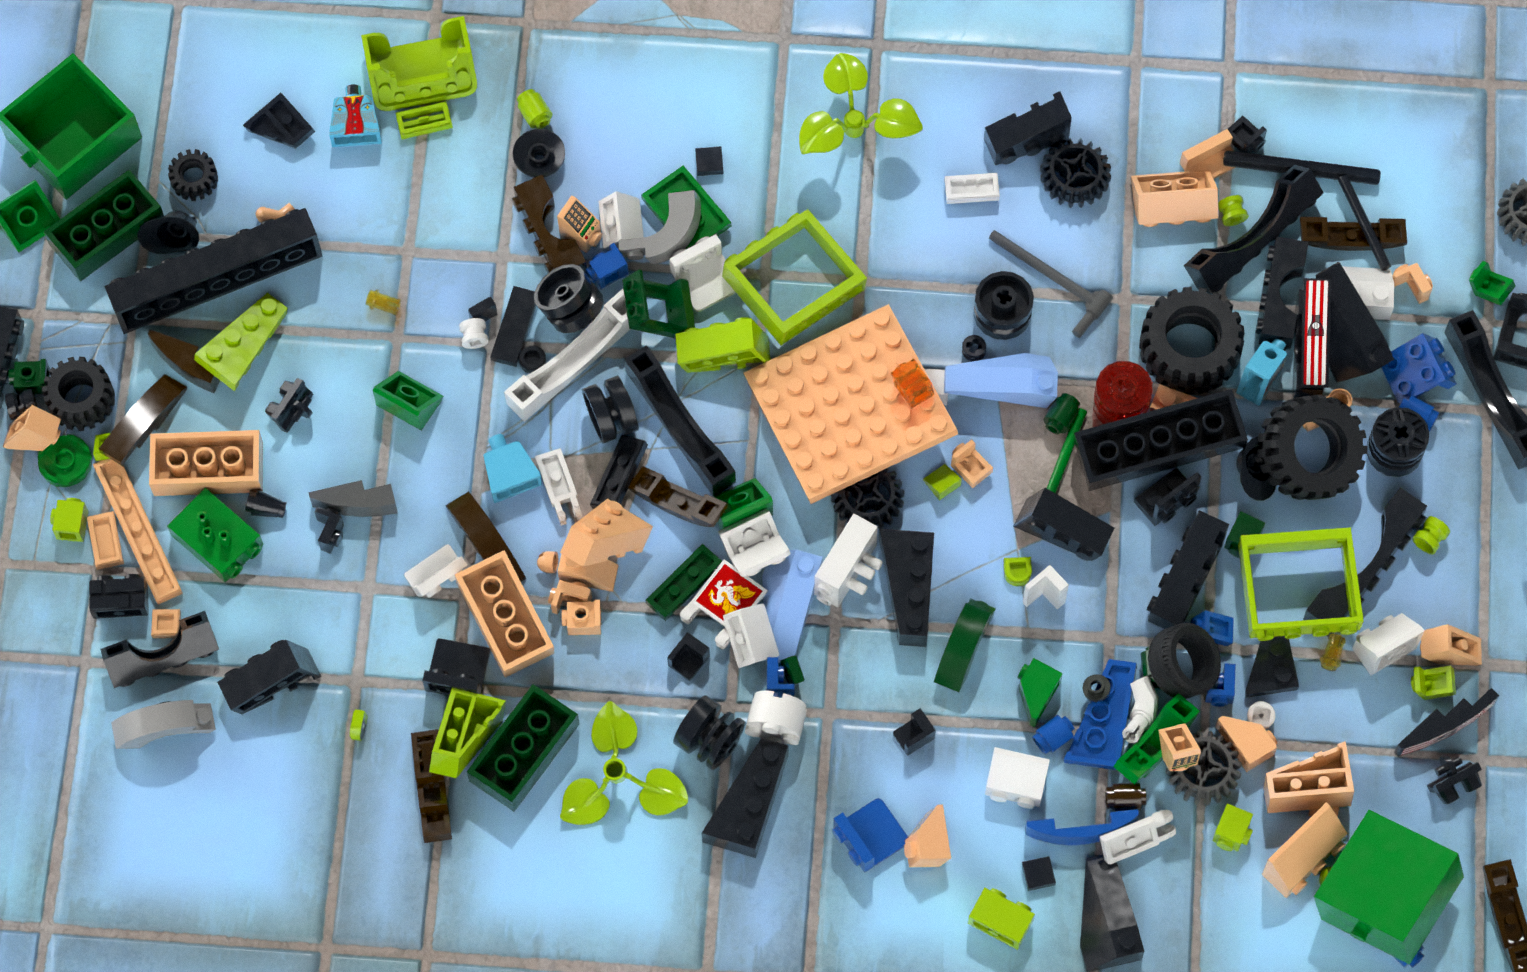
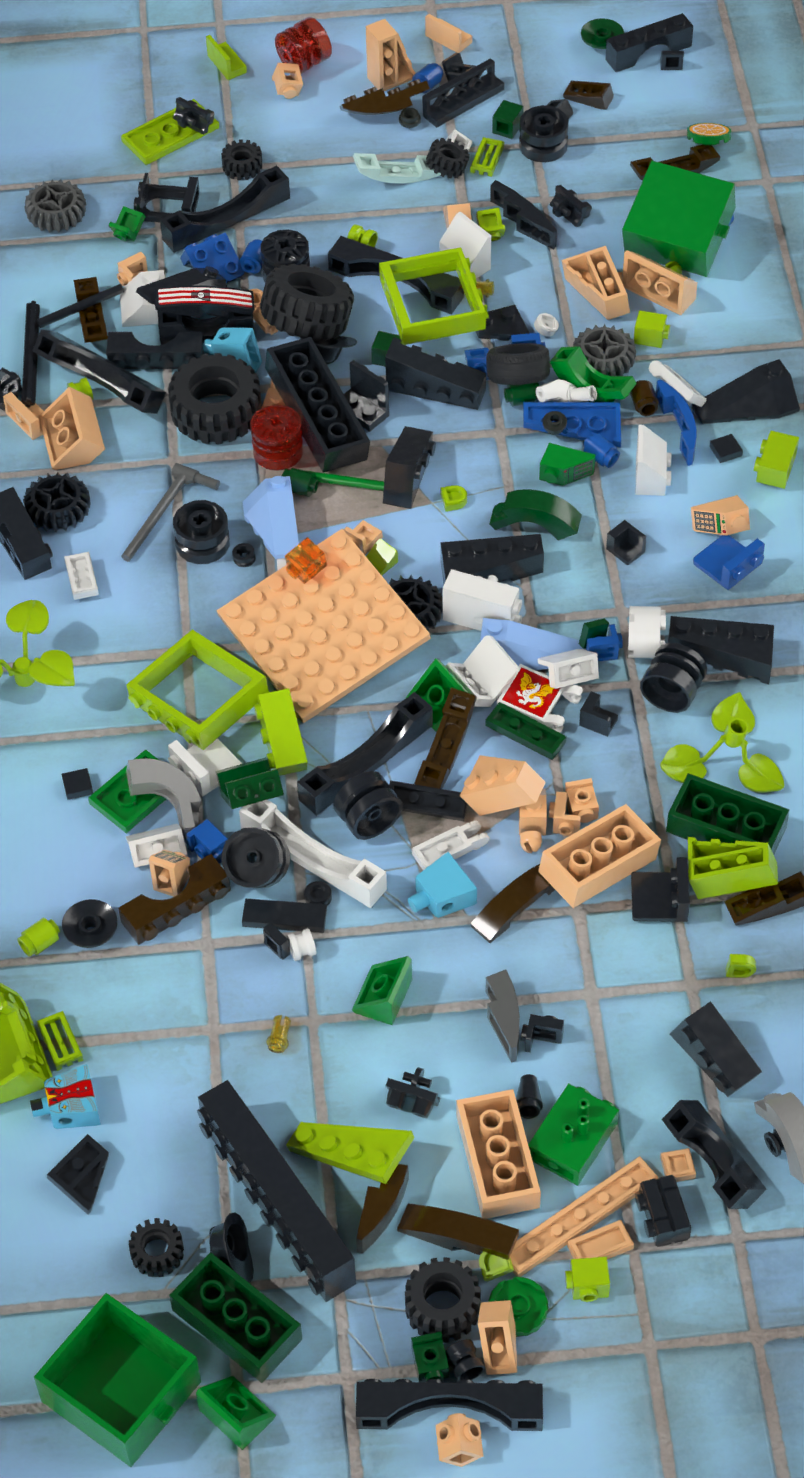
camera: 100 degrees left, 15 degrees down
(266, 213) = (195, 1156): light nougat arm -> none
(434, 570) = (568, 925): white bracket -> none
(1050, 585) = (472, 463): white panel -> none
(1178, 747) = (605, 342): light nougat slope -> none
(1249, 739) = (573, 321): light nougat slope -> none

